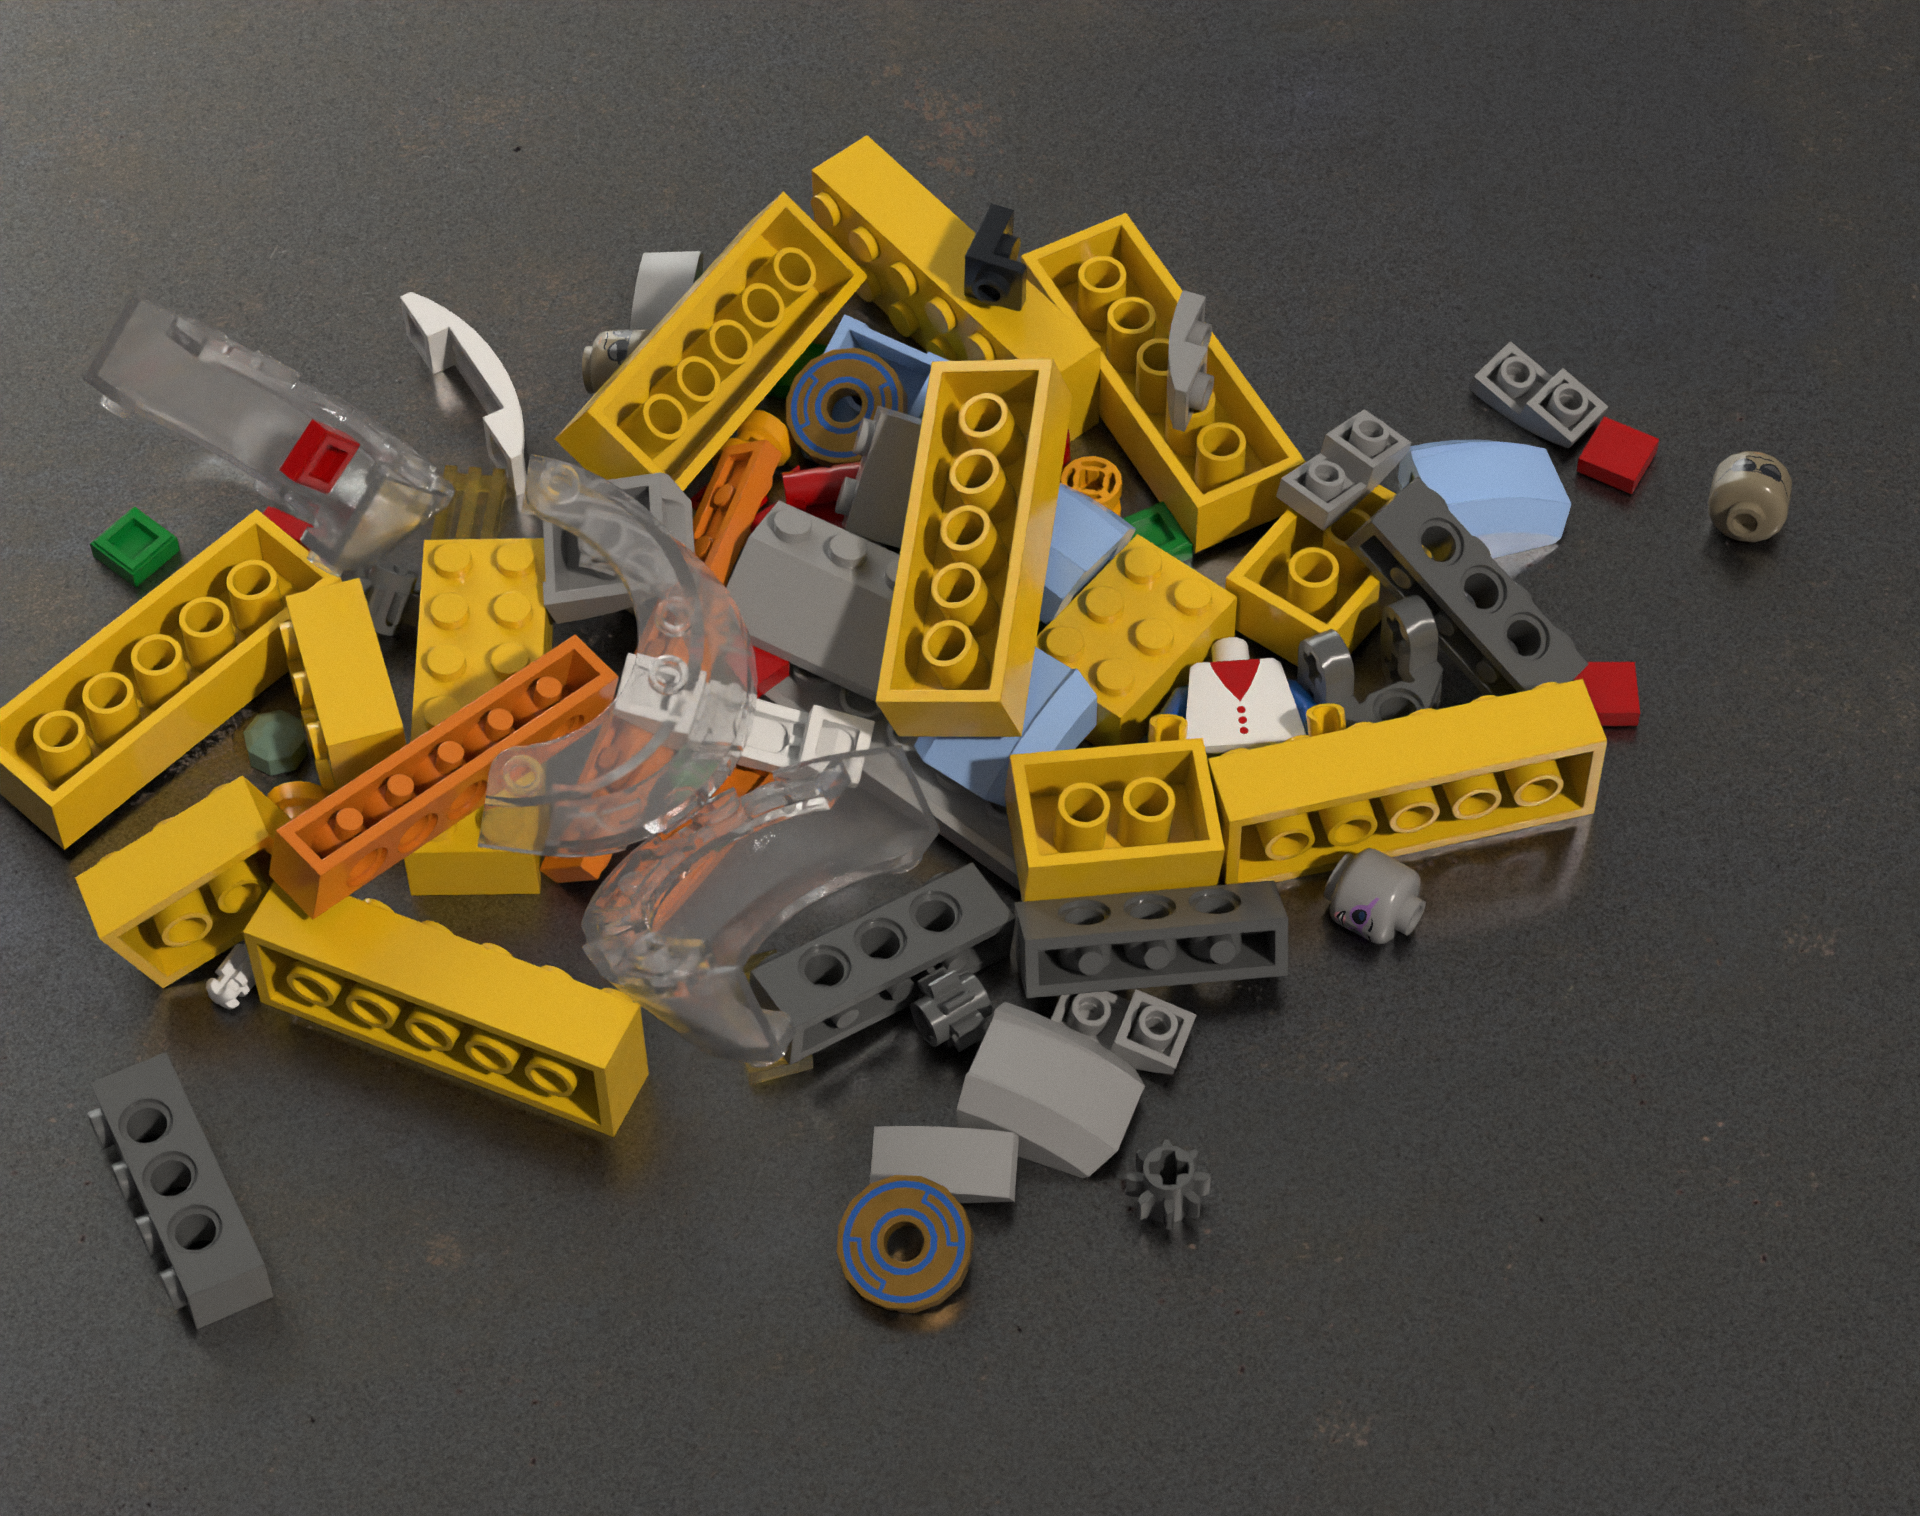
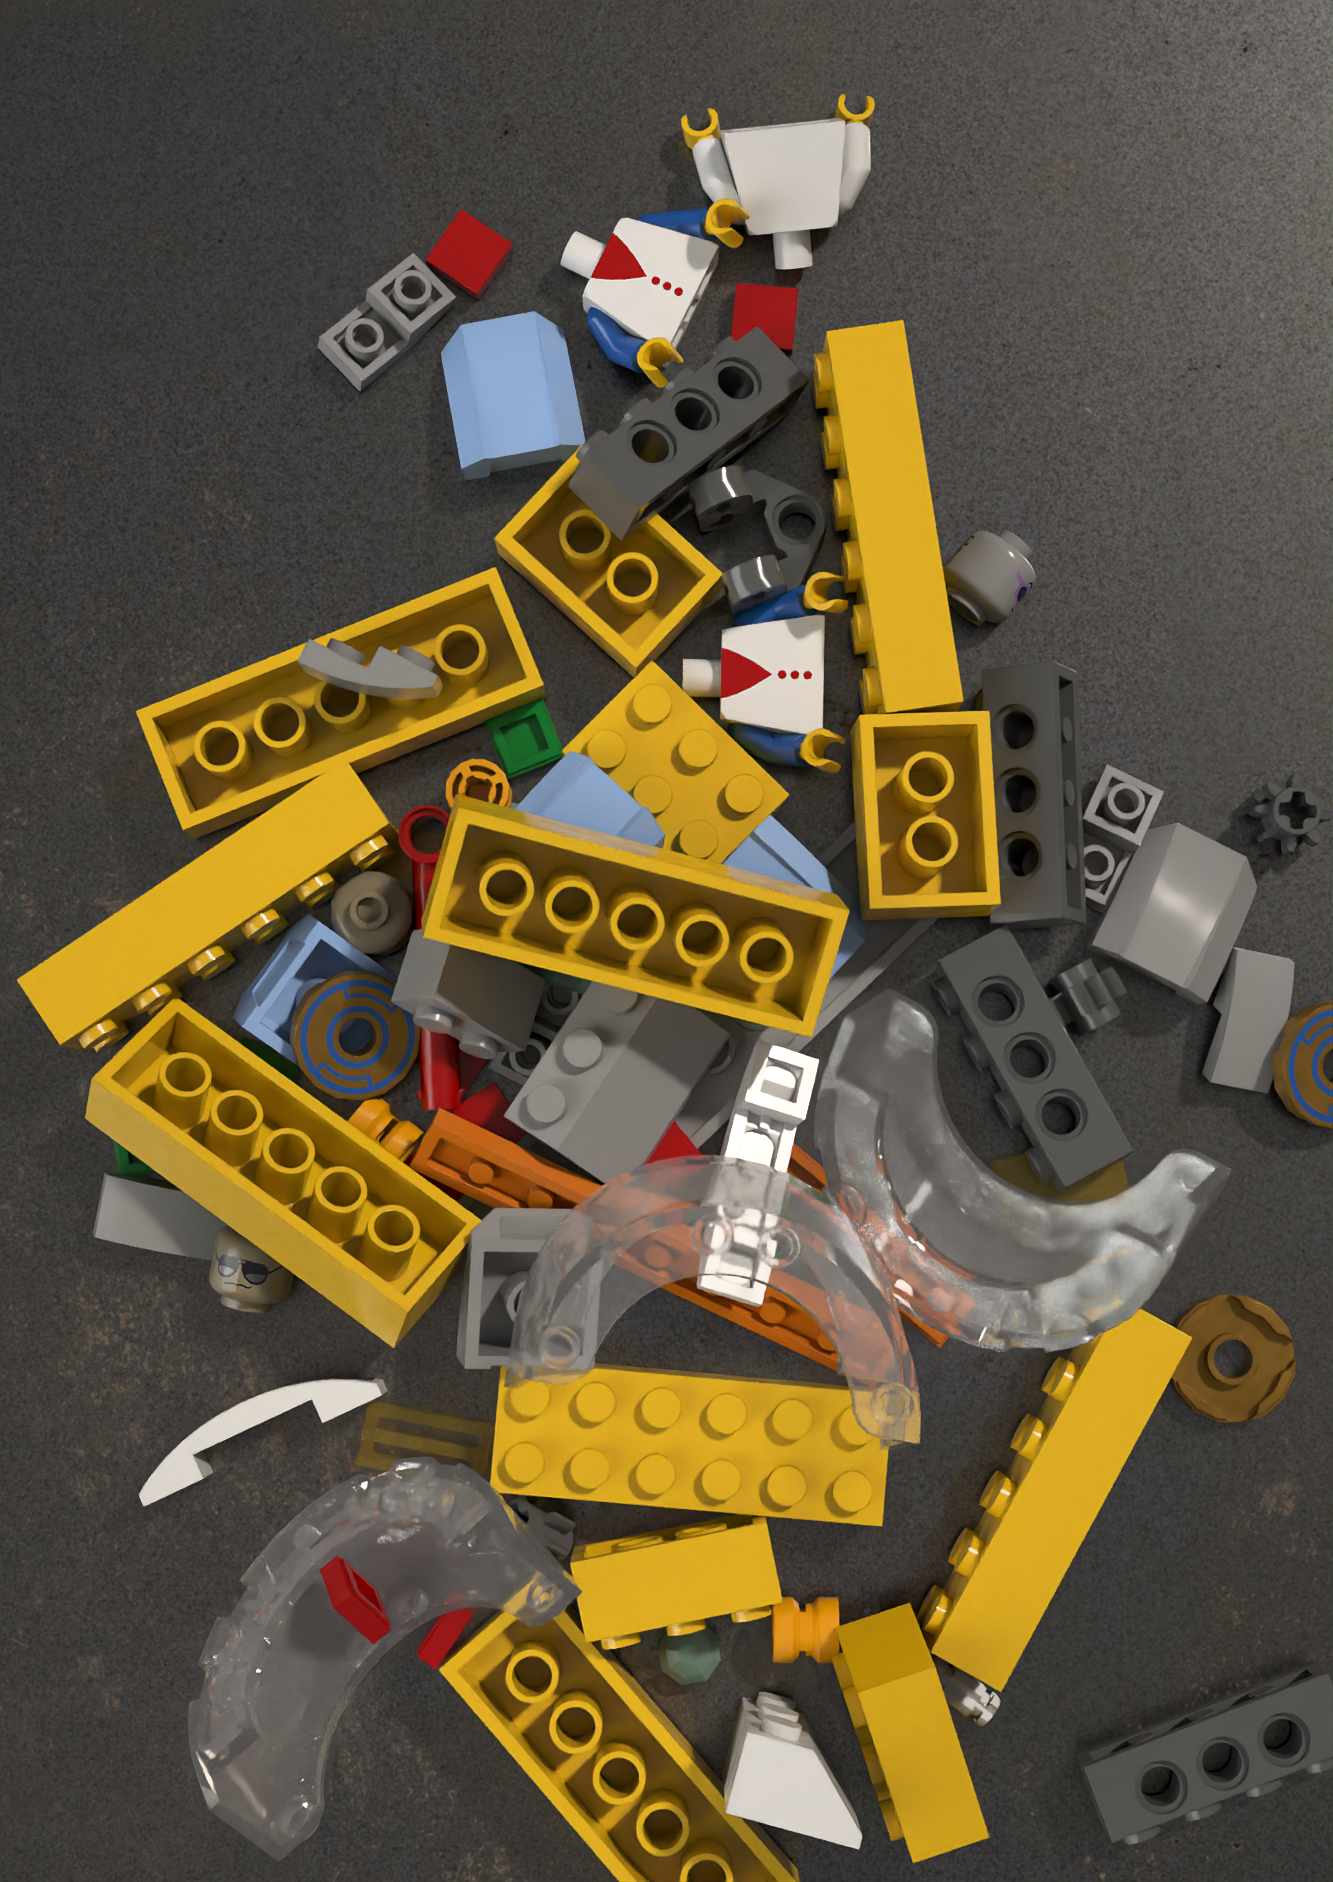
camera: 85 degrees left, 30 degrees up
(135, 547) = (418, 1797): green tile -> none
(157, 758) = (783, 1774): none -> white slope
(434, 778) = (855, 1482): orange brick -> none
(594, 1220) = (1268, 1366): none -> pearl gold tile
(991, 262) = (226, 856): black bracket -> none
(1345, 471) = (522, 528): light grey slope -> none
(1613, 585) = (650, 281): none -> torso
(1750, 490) = (550, 131): dark tan head -> none
(1752, 686) = (786, 174): none -> white torso

